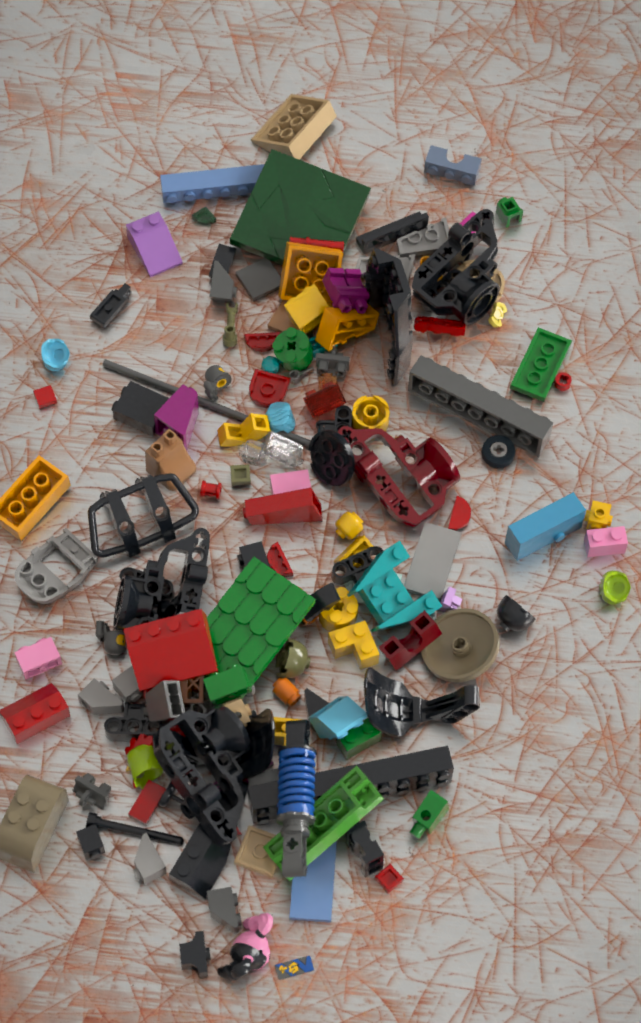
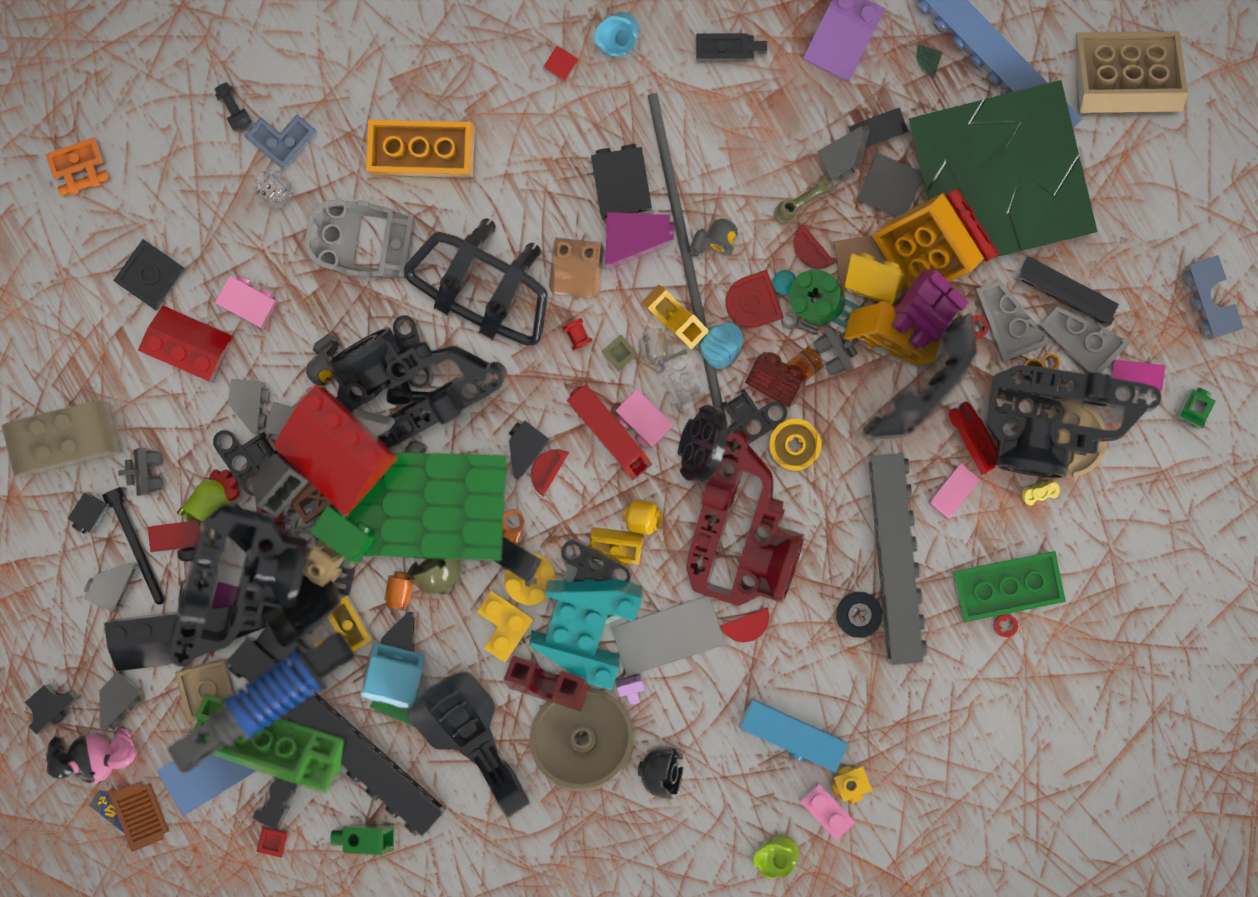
camera: 55 degrees right, 25 degrees up
(309, 951) = (139, 815): none -> dark orange window
(463, 358) = (954, 491): none -> bright pink slope

